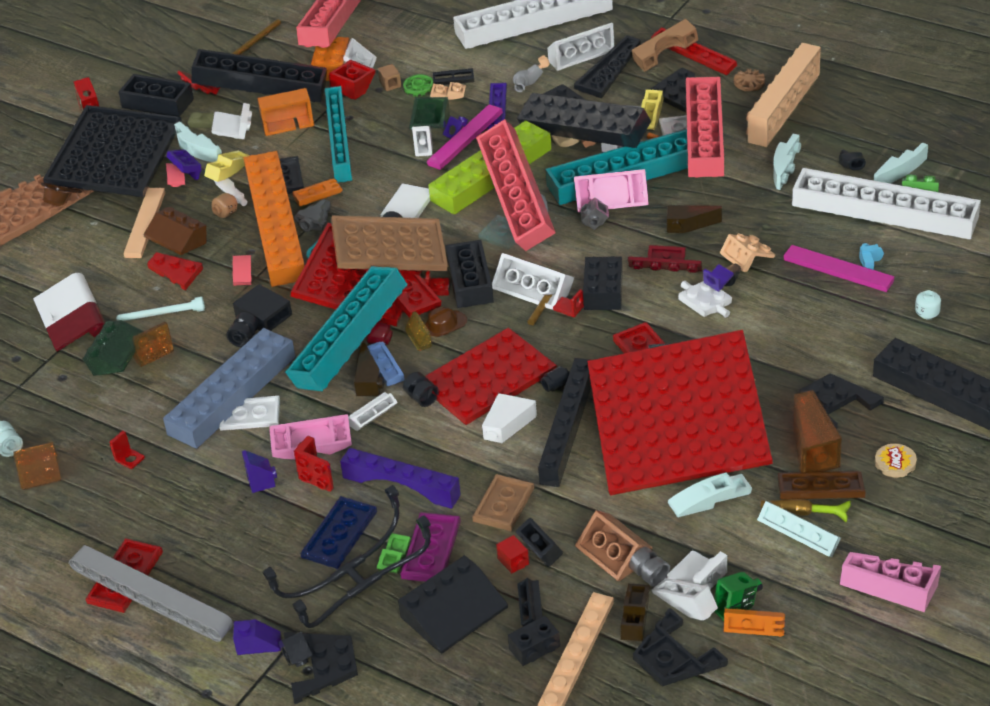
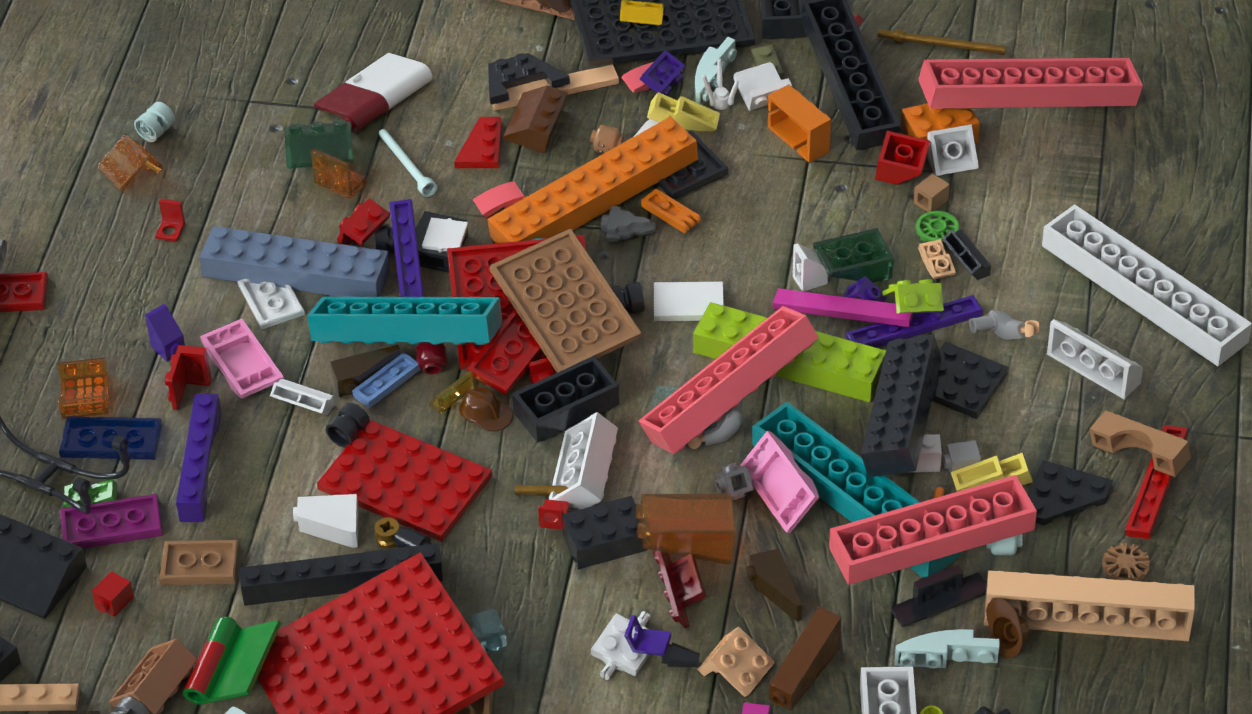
camera: 65 degrees right, 5 degrees up
(117, 233) = (519, 71): none -> black wing
(118, 154) = (641, 12): none -> yellow slope
(223, 143) = (720, 98): none -> white plant
(223, 332) = (362, 223): none -> red bracket
(267, 296) = (444, 234): none -> white piece
(270, 319) = (406, 248): none -> dark purple tile
(277, 539) = (83, 388): none -> clear orange panel
(338, 134) = (783, 186): teal brick -> none
(487, 94) = (916, 297): none -> lime bracket
(529, 601) = (45, 635): black piece -> none
(538, 391) = (385, 532): none -> pearl gold wheel
(539, 542) = (130, 609): black brick -> none
(607, 69) = (1055, 401): black wing -> none
(623, 491) = (230, 661): none -> green door
(630, 232) = (687, 525): none -> clear orange slope
(636, 338) = (513, 601): red plate -> none
(739, 155) = (938, 594): none -> black bracket
(765, 215) = (806, 659): none -> reddish brown slope
(782, 126) = (1007, 627): none -> reddish brown piece

